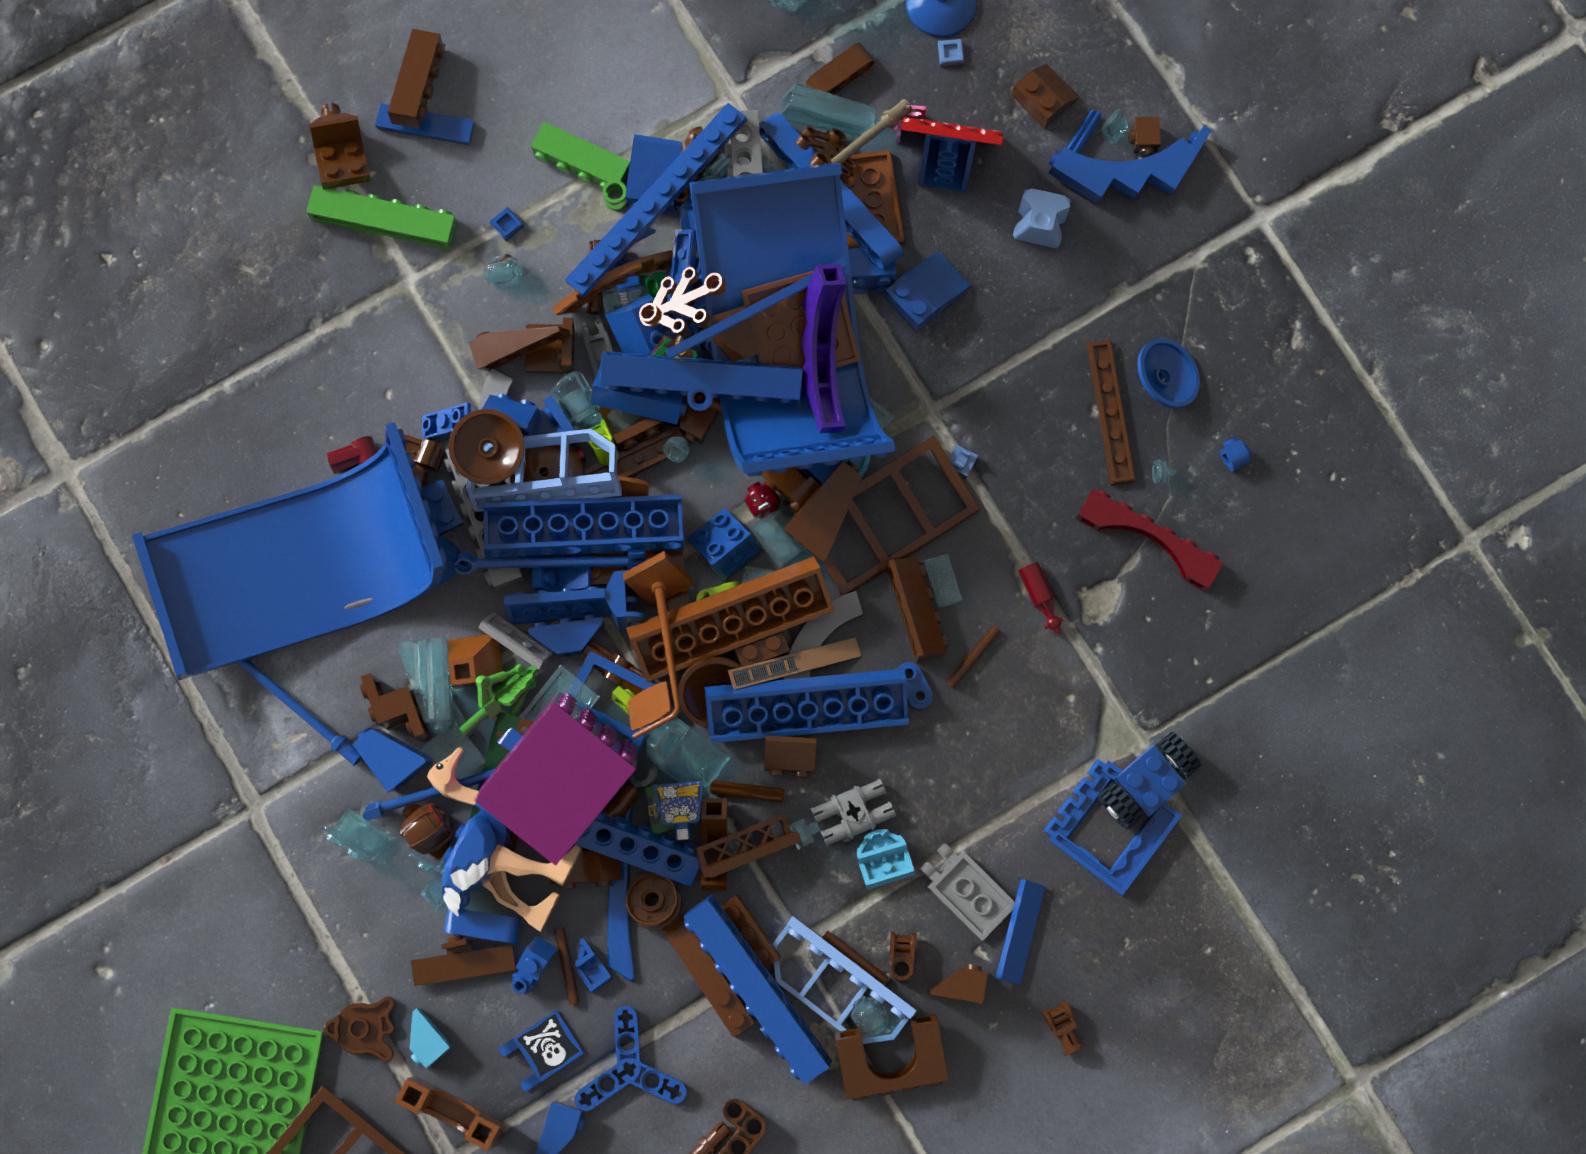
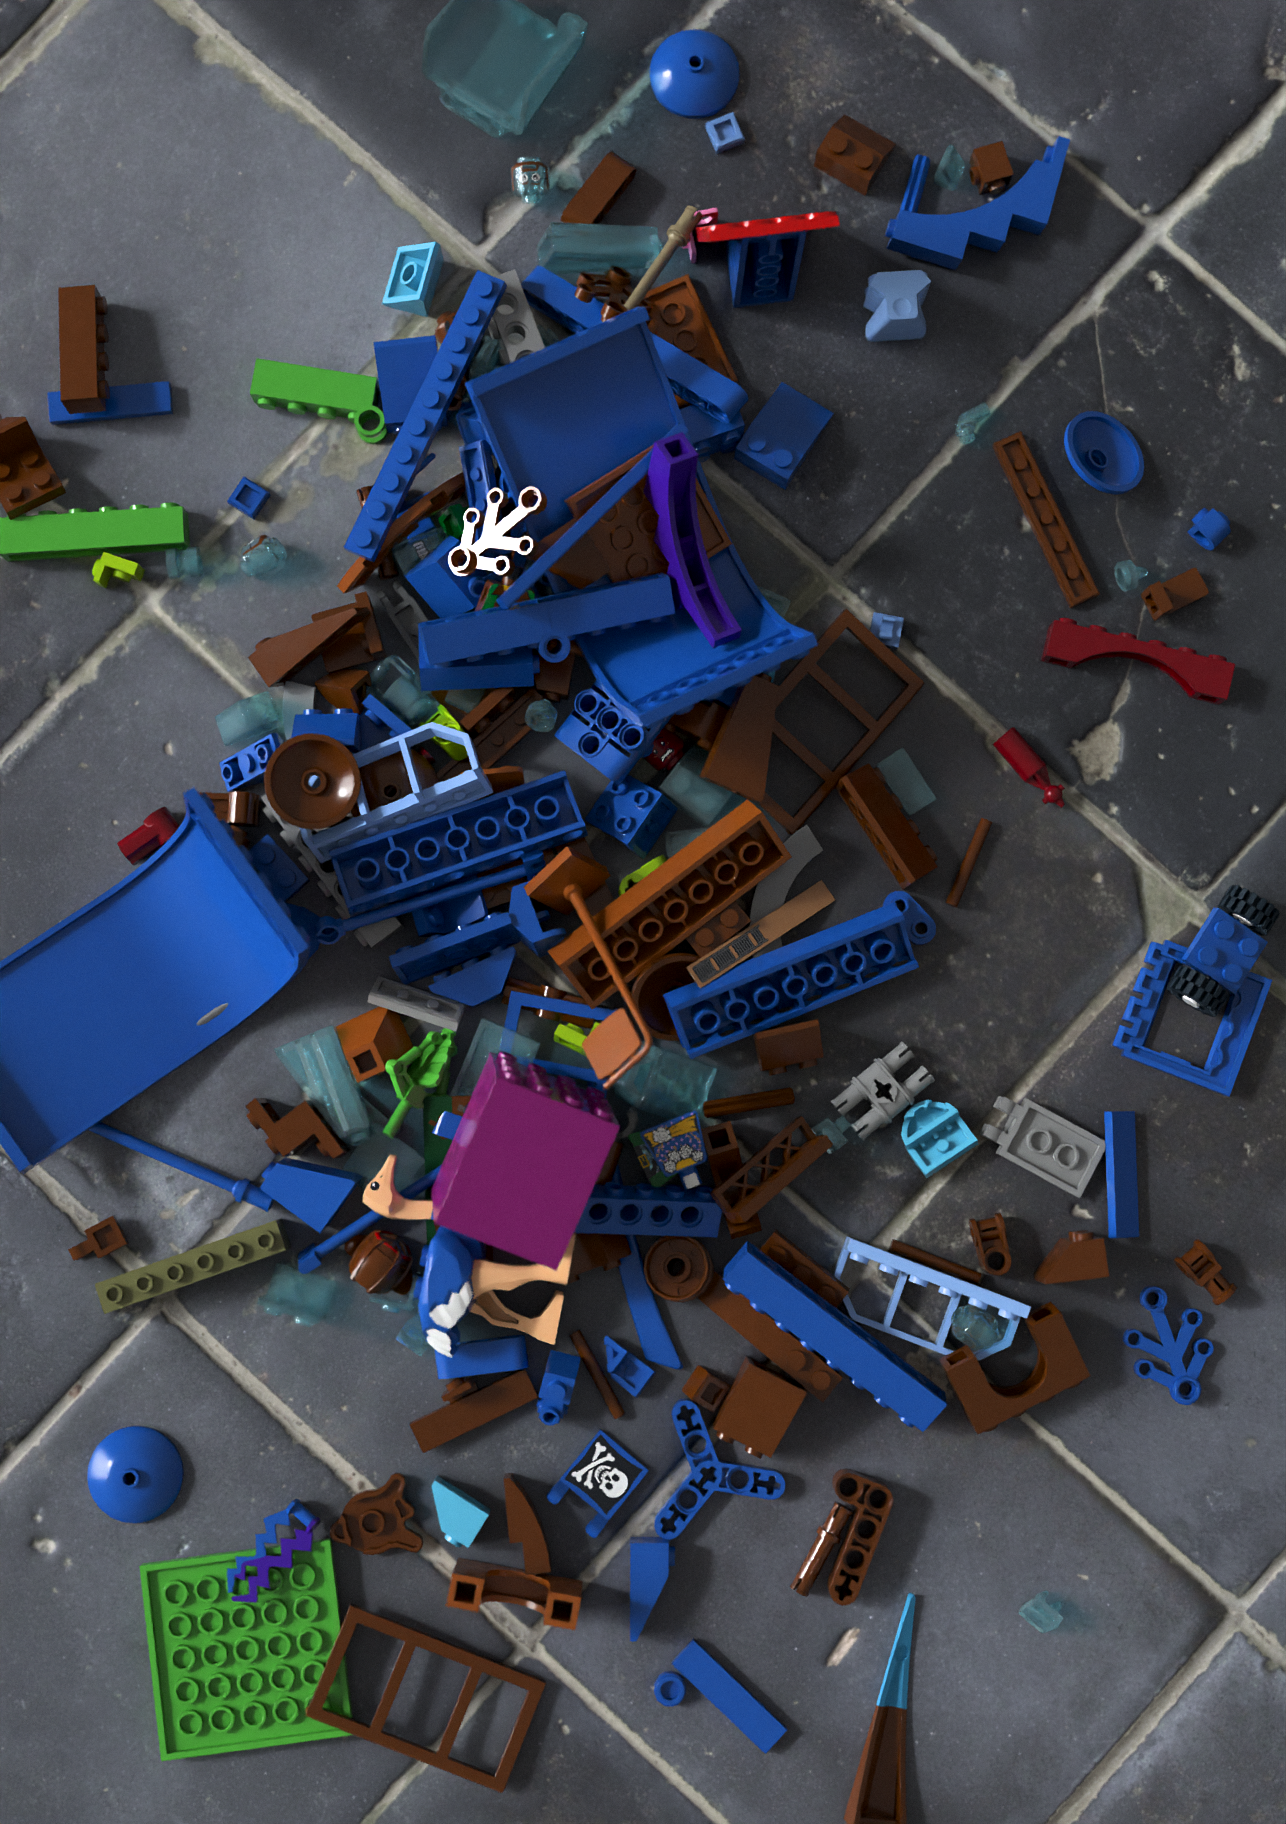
camera: 20 degrees left, 5 degrees up
(207, 937) = (152, 1461): none -> blue dish
(222, 749) = (102, 1239): none -> reddish brown plate
(267, 1032) = (264, 1562): none -> piece
(284, 789) = (192, 1266): none -> olive brick
(393, 248) = (121, 569): none -> lime bracket
(442, 257) = (184, 562): none -> clear light blue wheel
(455, 388) = (248, 718): none -> clear light blue slope
(476, 1066) = (526, 1527): none -> reddish brown slope
(534, 386) = (345, 688): none -> reddish brown brick
(647, 1003) = (705, 1388): none -> reddish brown slope
(682, 95) = (414, 278): none -> medium azure slope
(682, 1028) = (758, 1408): none -> reddish brown slope
(723, 482) = (607, 757): none -> blue connector
(791, 46) = (530, 179): none -> clear light blue head
(1019, 1081) = (1171, 1349): none -> blue plant
(1071, 321) = (967, 422): none -> clear light blue arm
(1193, 496) = (1174, 593): none -> reddish brown bracket

